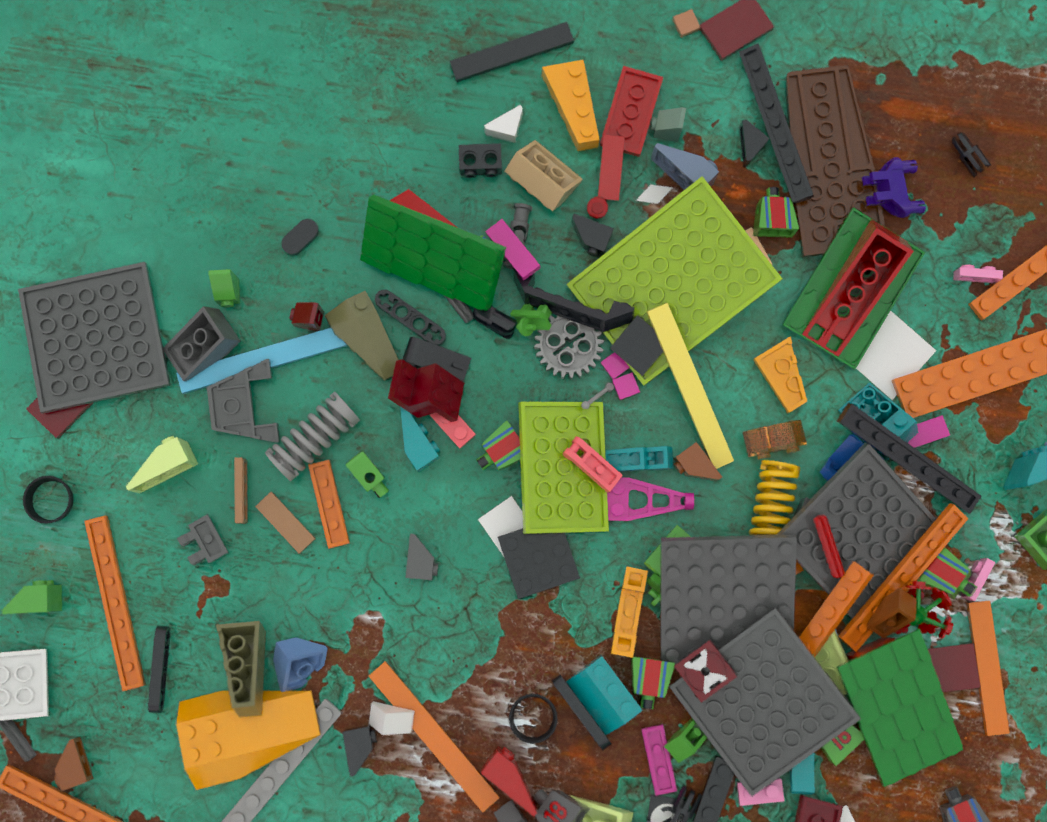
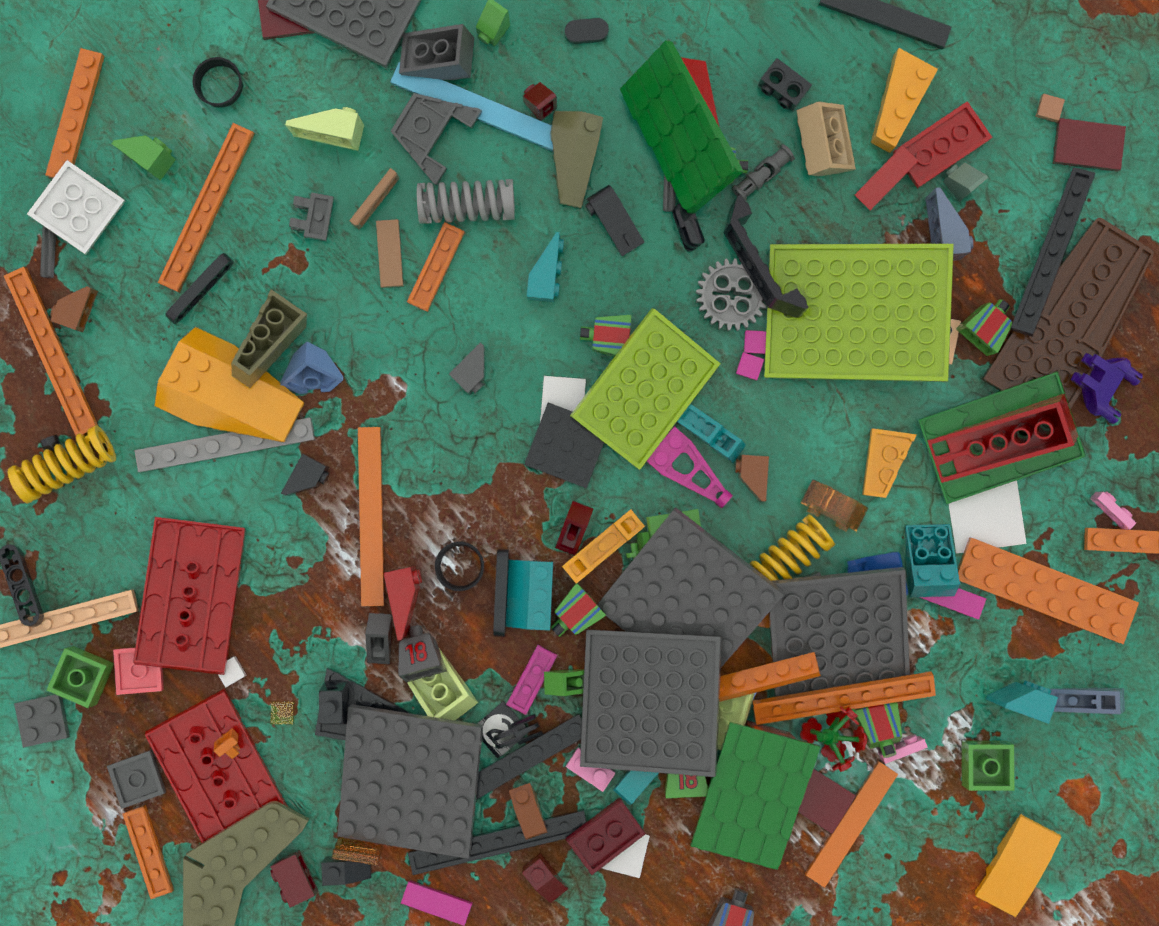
camera: 40 degrees right, 5 degrees up
(360, 466) = (485, 256): bright green torso -> none
(391, 719) = (348, 475): white slope -> none
(409, 319) = (624, 169): black beam -> none
(426, 390) = (586, 238): dark red bracket -> none
(457, 431) = (585, 277): coral plate -> none
(506, 125) = (829, 73): white slope -> none
(515, 251) = (750, 180): dark pink tile -> none
(532, 319) = (718, 250): bright green hips -> none
(592, 235) = (824, 221): black slope -> none
(593, 464) = (670, 406): coral plate -> none
(596, 616) = (574, 528): none -> dark red slope
(597, 207) = (848, 202): red tile -> none
(608, 387) = (735, 355): light grey hinge -> none
(638, 345) = (788, 342): black tile -> none
(654, 194) = (904, 229): white sticker -> none
(690, 385) = (801, 406): light yellow tile -> none
(714, 662) = (637, 640): dark red piece -> none
(751, 141) = (1020, 251): black slope -> none
(829, 546) = (804, 624): red axle -> none
(893, 613) = (811, 718): dark orange slope -> none
(908, 458) = (928, 608): black plate -> none

